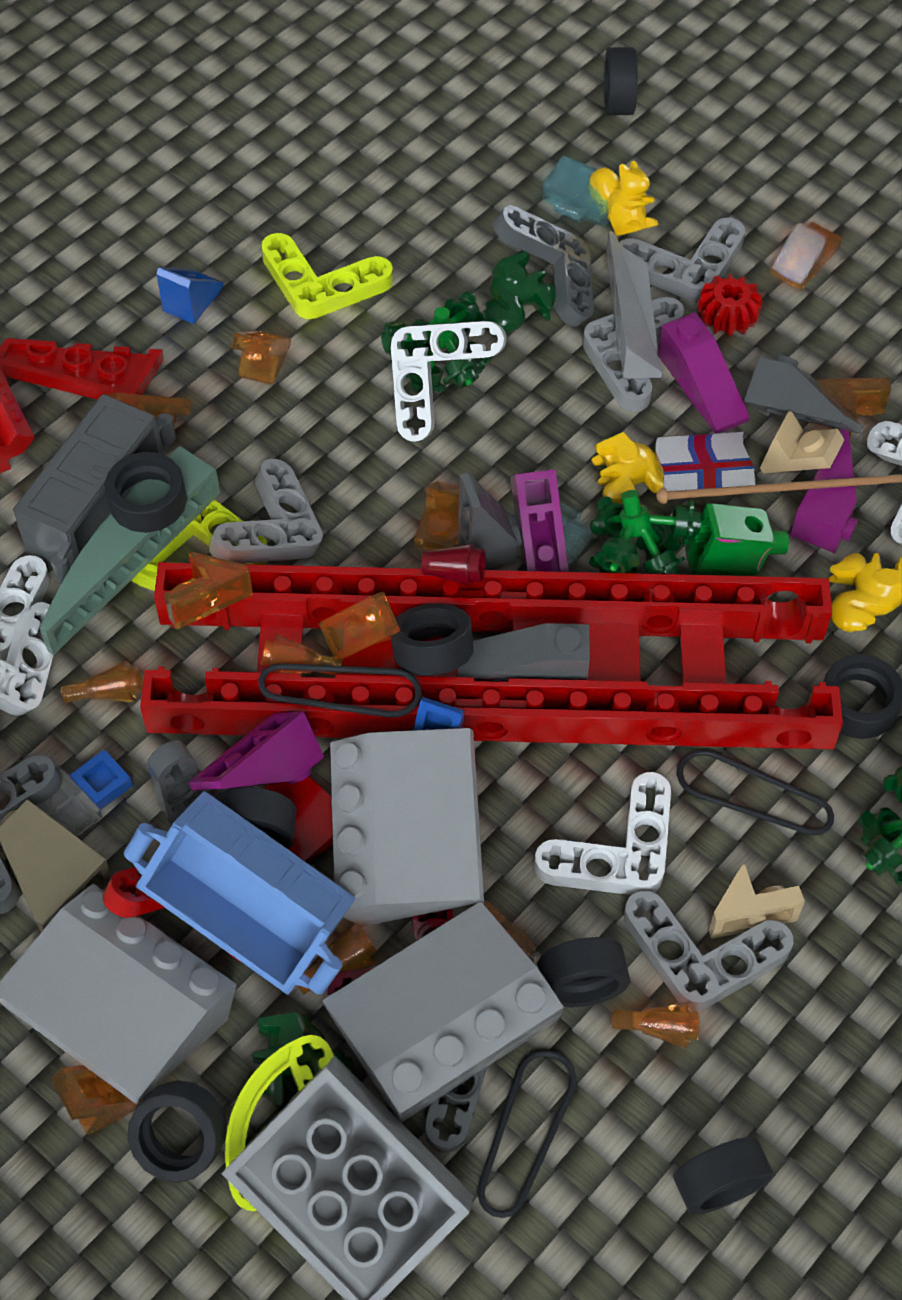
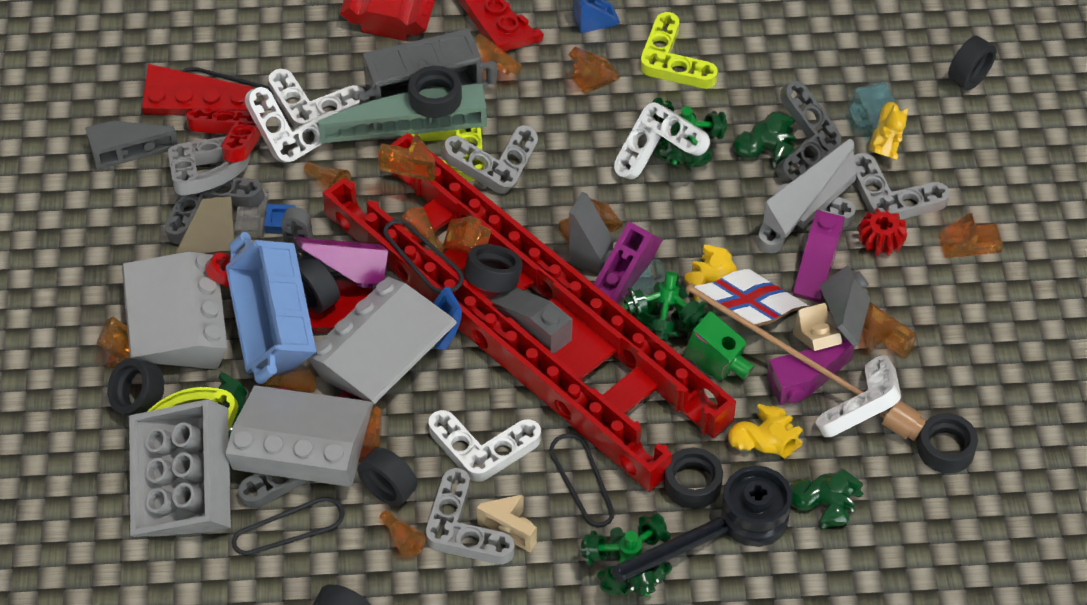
camera: 45 degrees right, 5 degrees down
(458, 563) = (546, 242): dark red cone -> none

